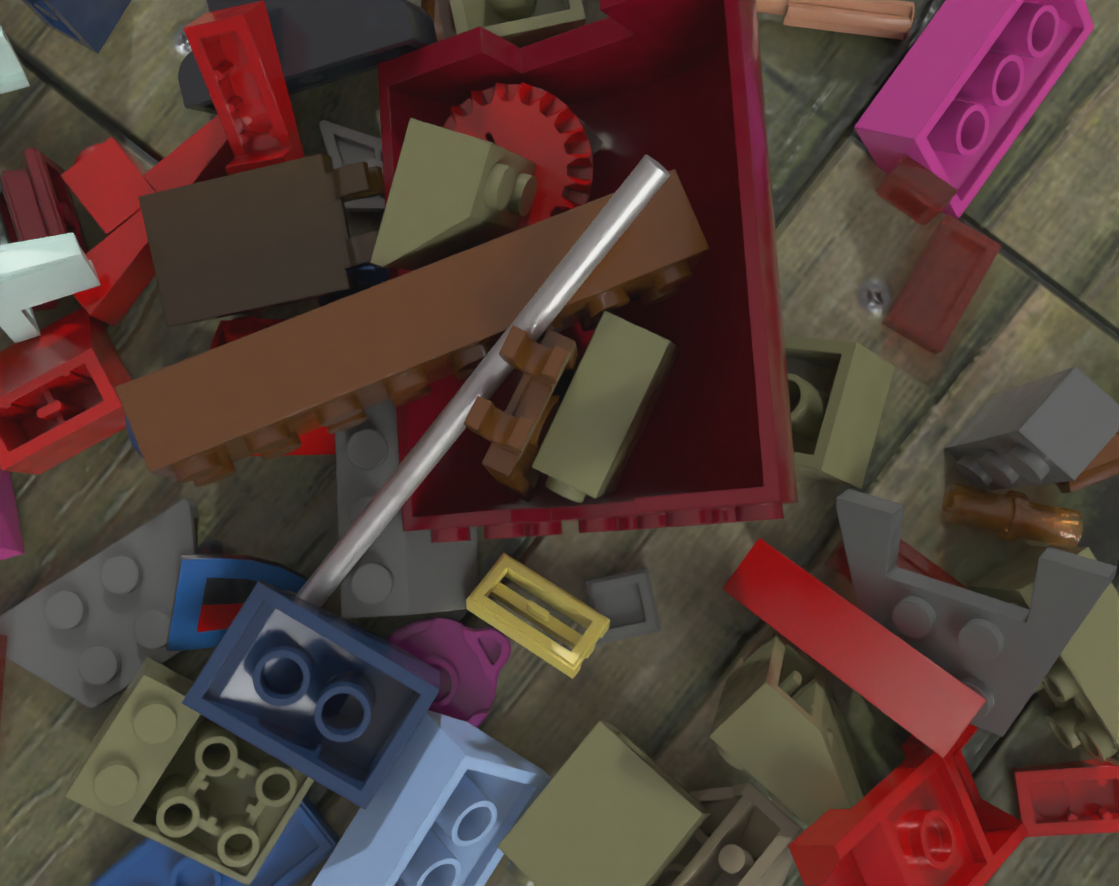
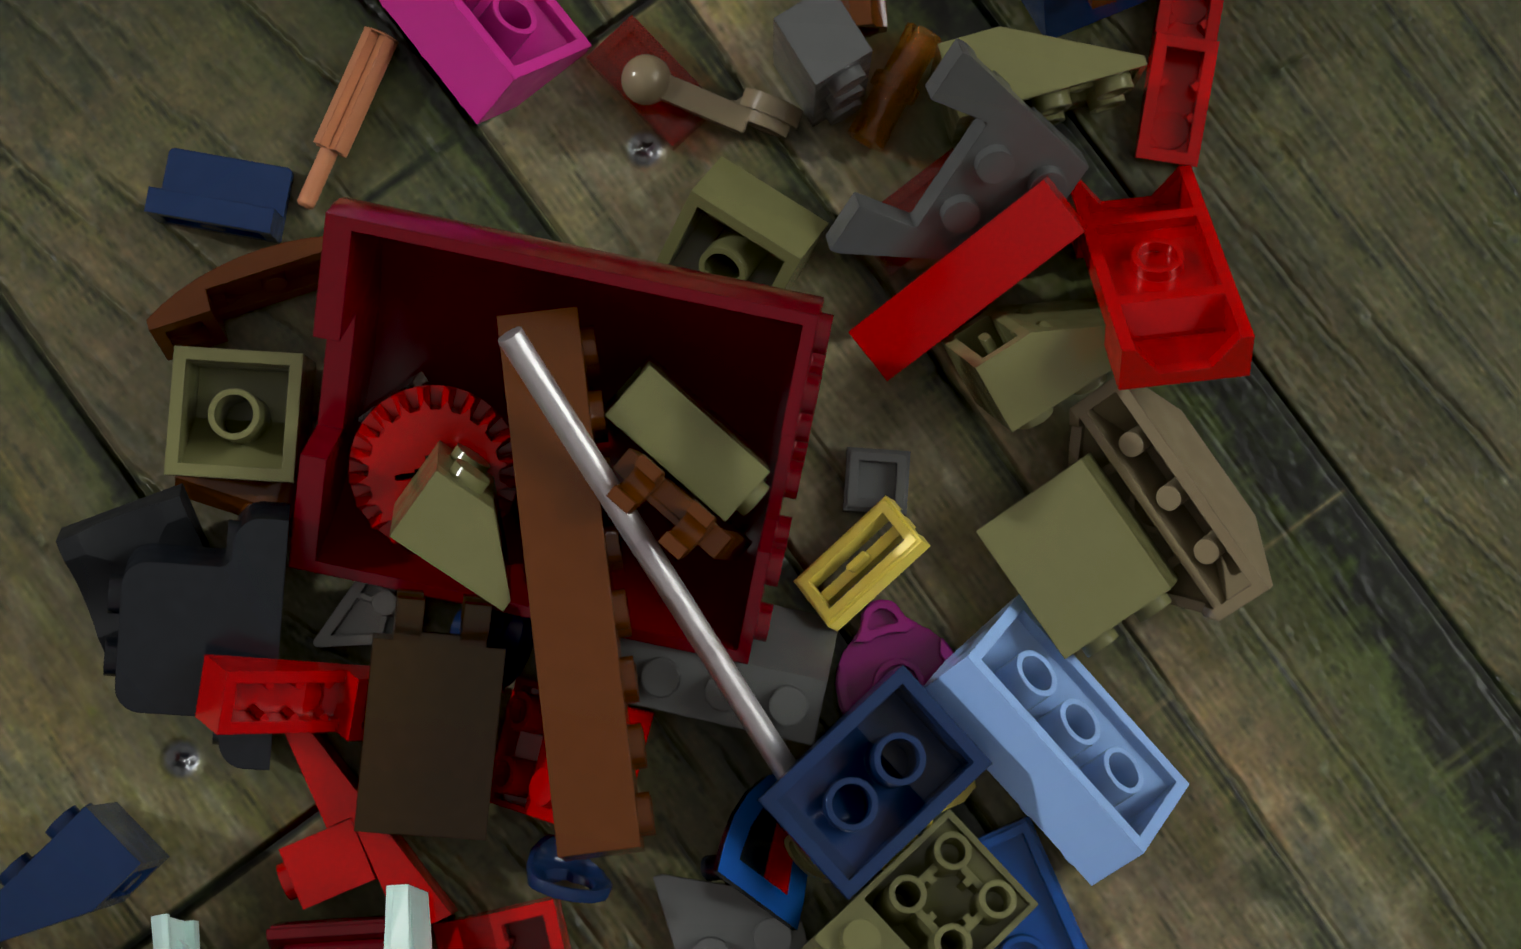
camera: 70 degrees left, 0 degrees up
(915, 190) = (555, 83): clear red tile -> none
(949, 394) = (649, 80): none -> dark tan piece

